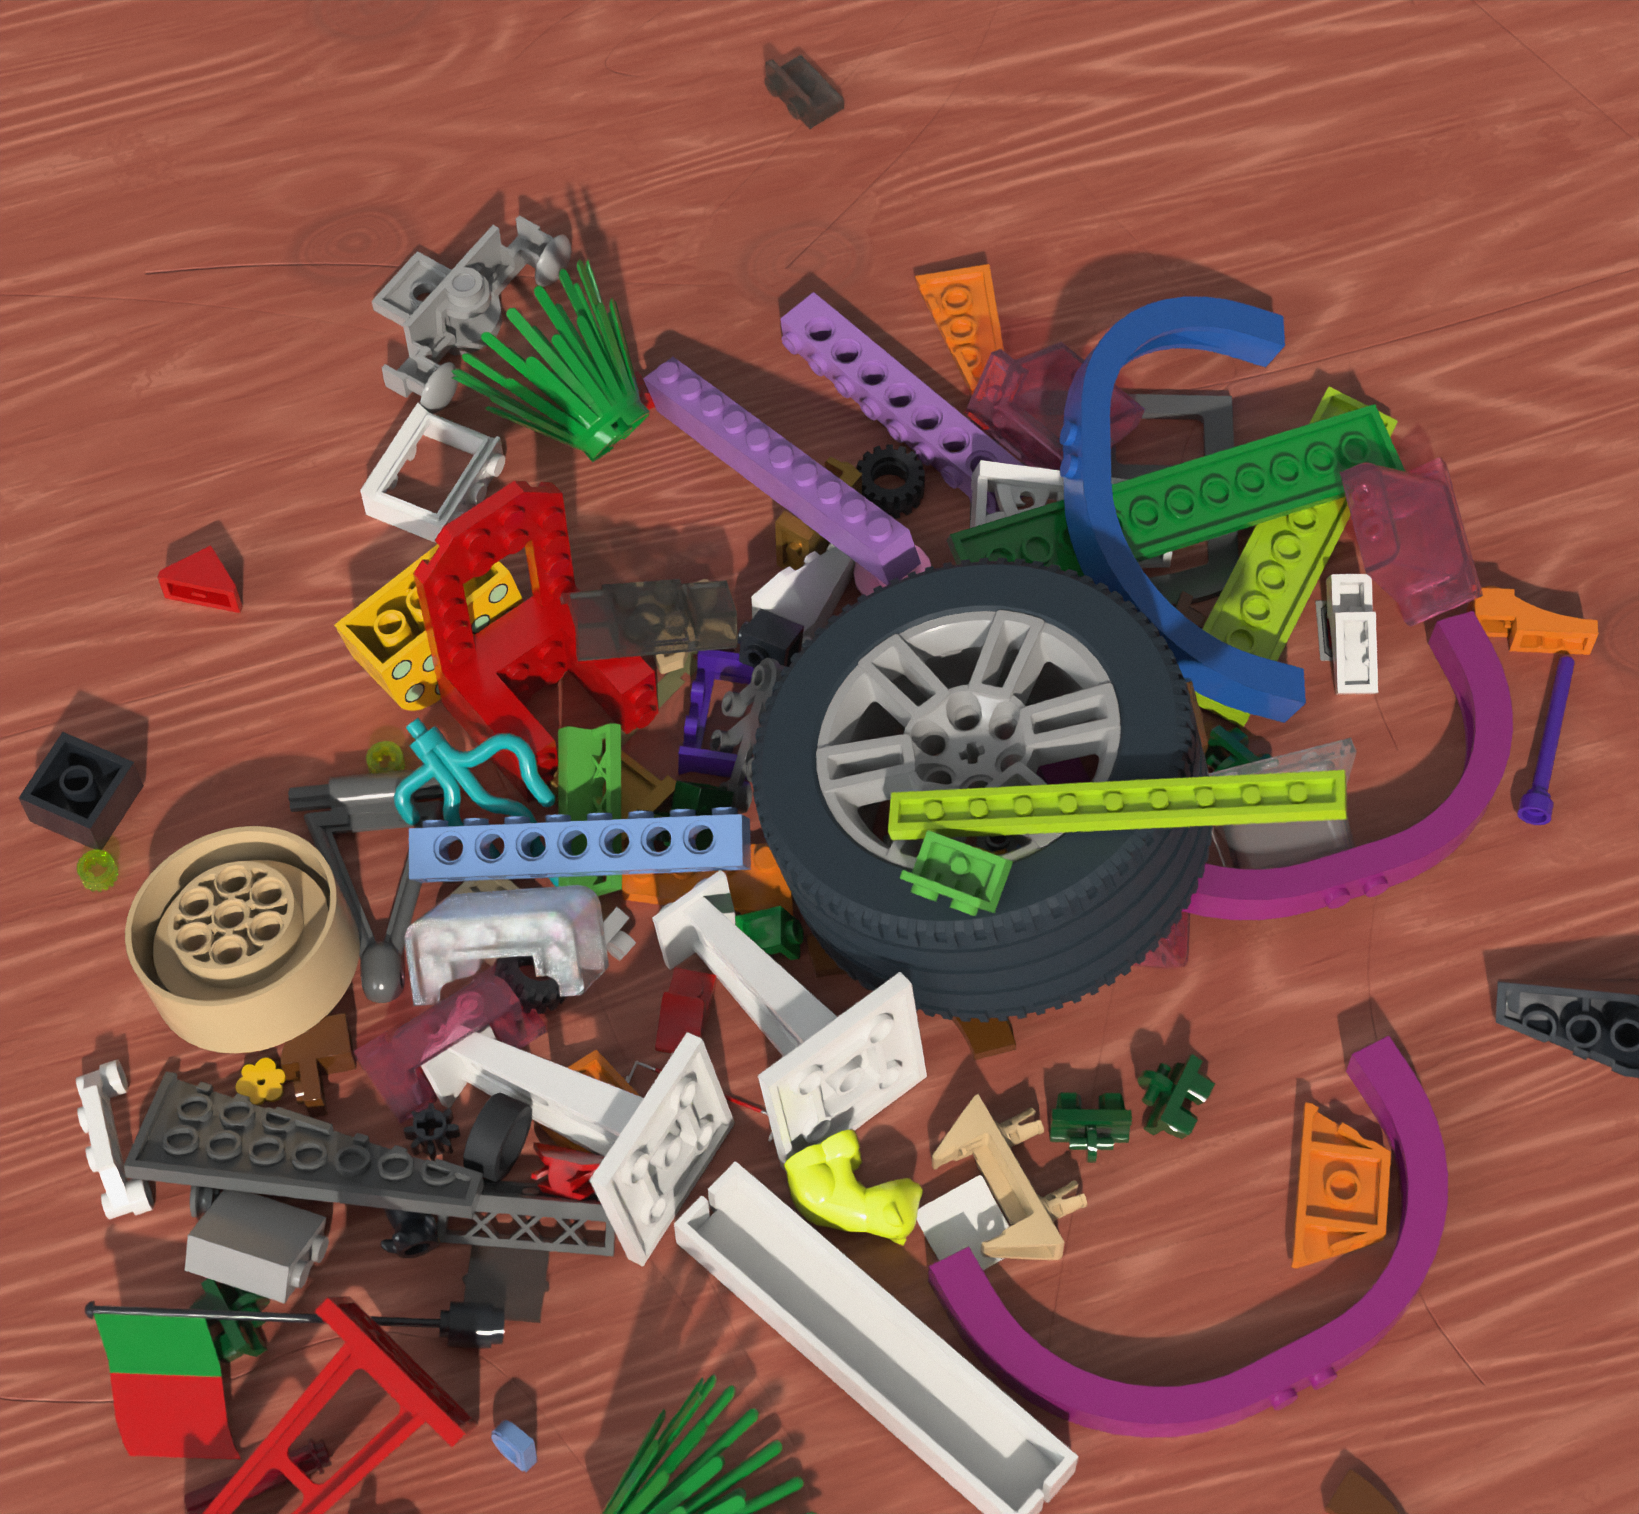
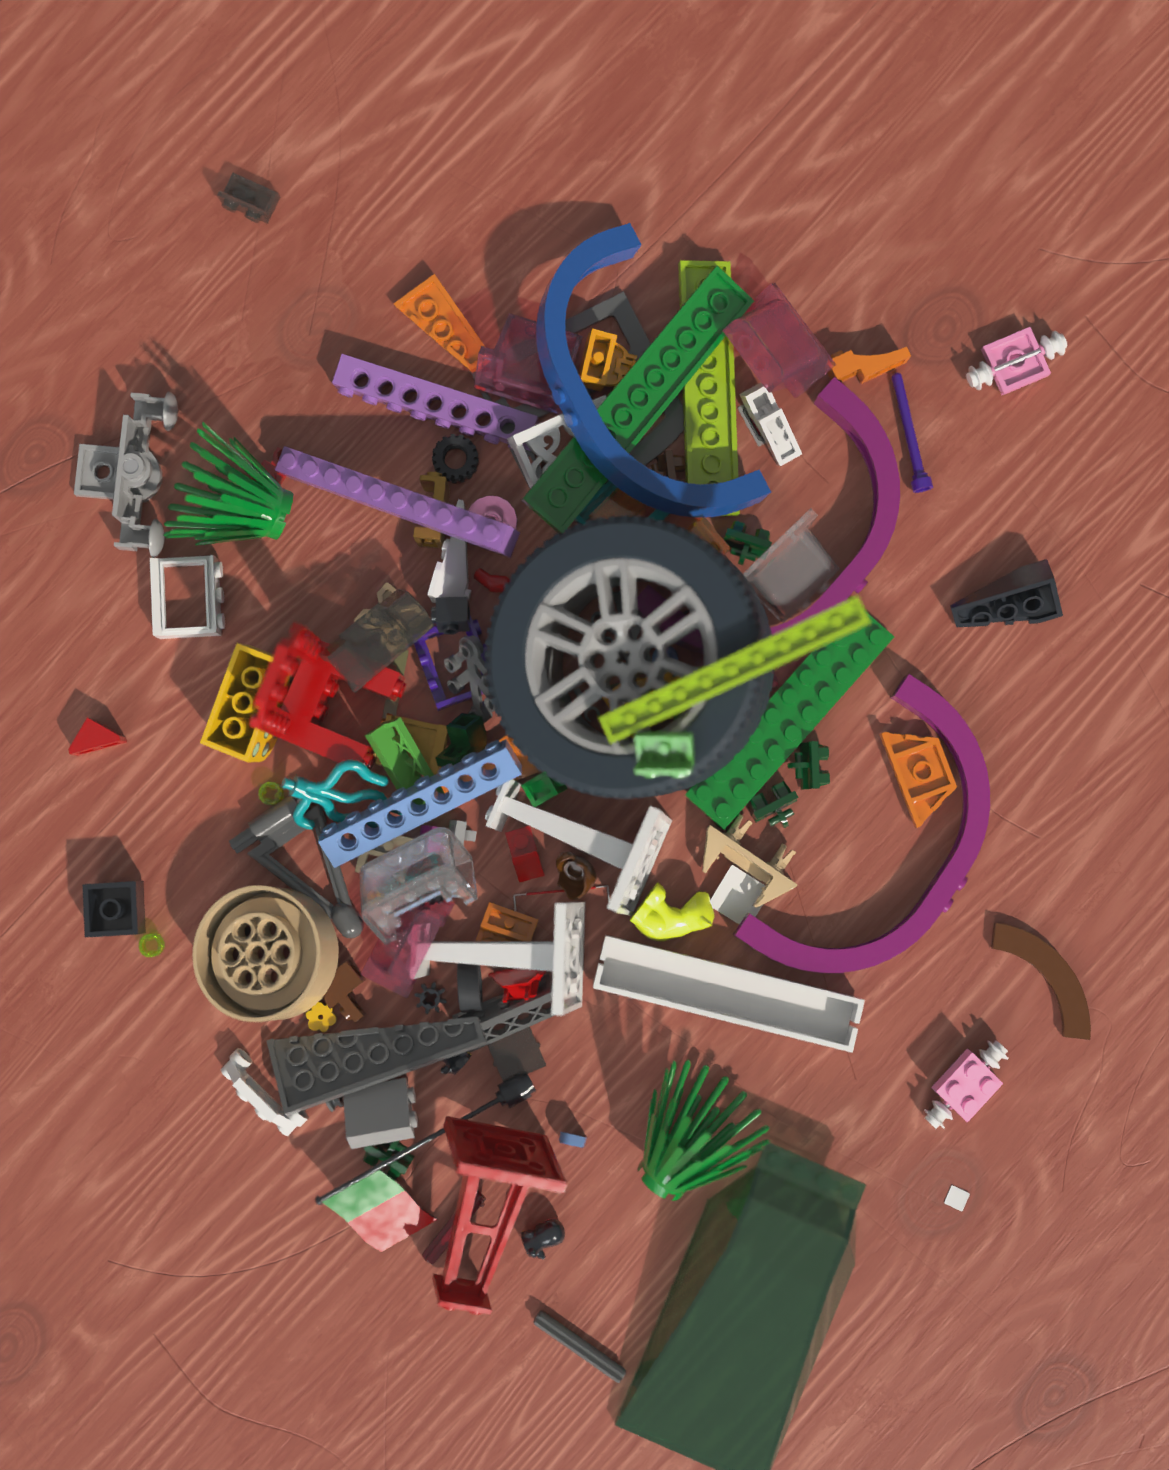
camera: 30 degrees left, 25 degrees up
(740, 1064) = (575, 875): none -> reddish brown hair
(1153, 443) = (604, 361): none -> light orange brick
(1177, 1016) = (789, 720): none -> green plate

